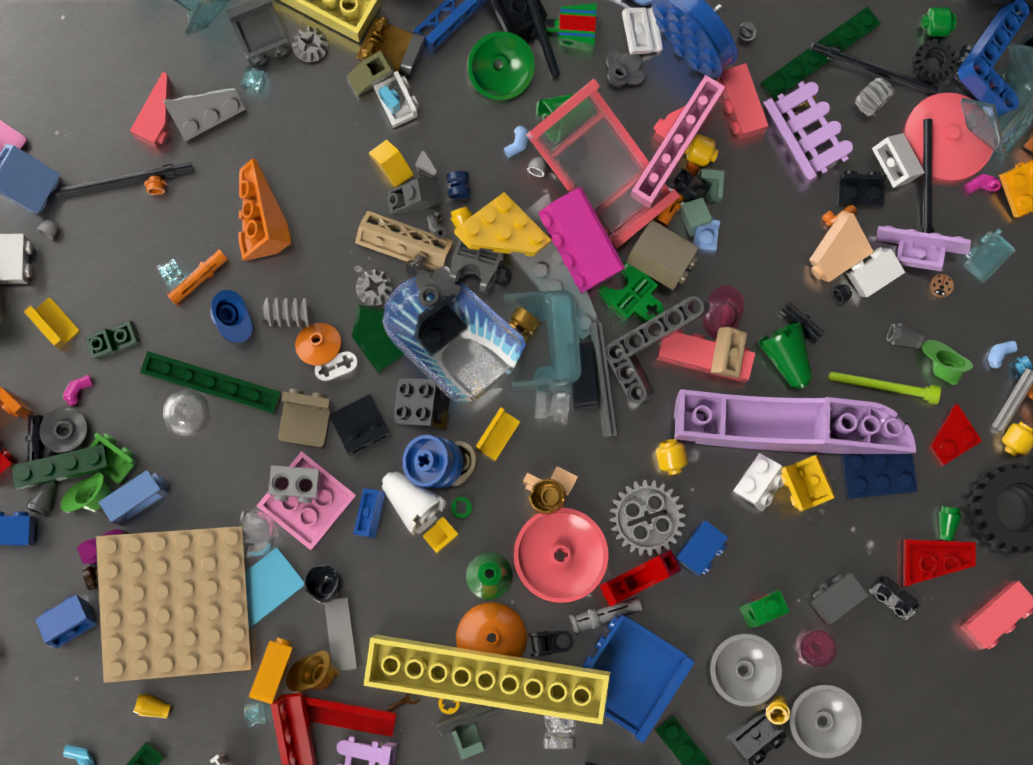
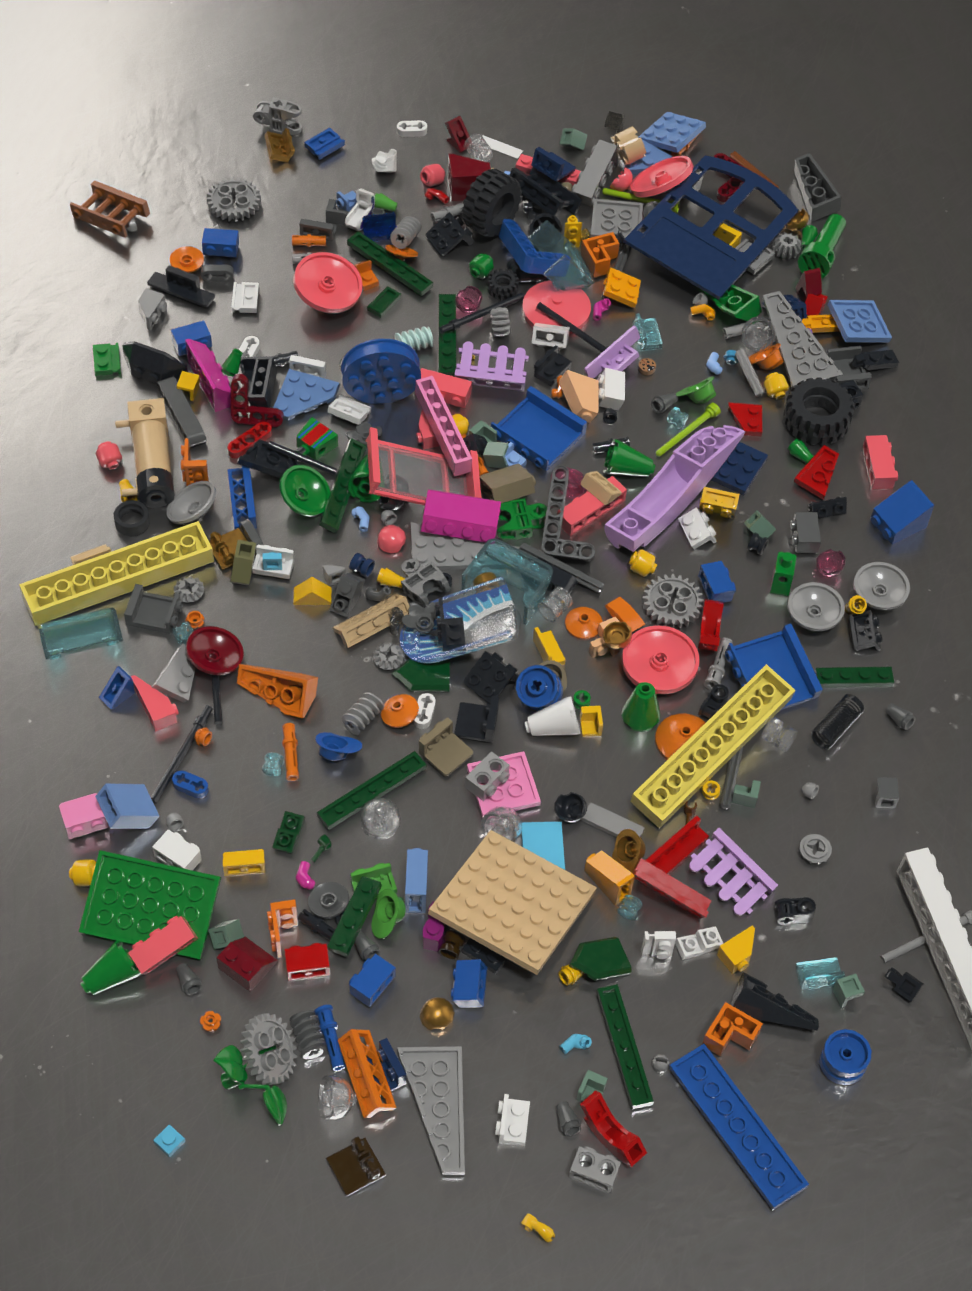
camera: 50 degrees left, 25 degrees down
(21, 611) = (437, 1013): none -> pearl gold hair
(103, 212) = (190, 784): none -> blue beam
(125, 381) = (325, 844): none -> dark green hand
(146, 68) = (117, 689): none -> blue slope
(180, 723) = (601, 959): none -> dark green tile
(208, 164) = (216, 699): none -> black bar
(251, 108) = (214, 650): none -> dark red dish
(274, 73) = (195, 615): none -> orange plate
(369, 513) = (542, 752): blue plate -> none
(503, 229) = (415, 552): yellow plate -> none
(516, 186) = (391, 539): none -> coral hair
(525, 101) = (339, 493): none -> dark green plate
(558, 457) = (583, 628): none -> orange dish
(593, 482) = (625, 613): none -> orange slope
(764, 235) = (540, 429): none -> blue panel
(782, 27) = (416, 337): none -> light aqua piece
(787, 556) = (758, 543): none -> black wheel
(813, 544) = (760, 525): none -> sand green panel
(881, 42) = (469, 299): none -> clear pink hair
(892, 365) = (677, 417): none -> clear light blue wheel
(940, 684) = (902, 513): none -> blue slope

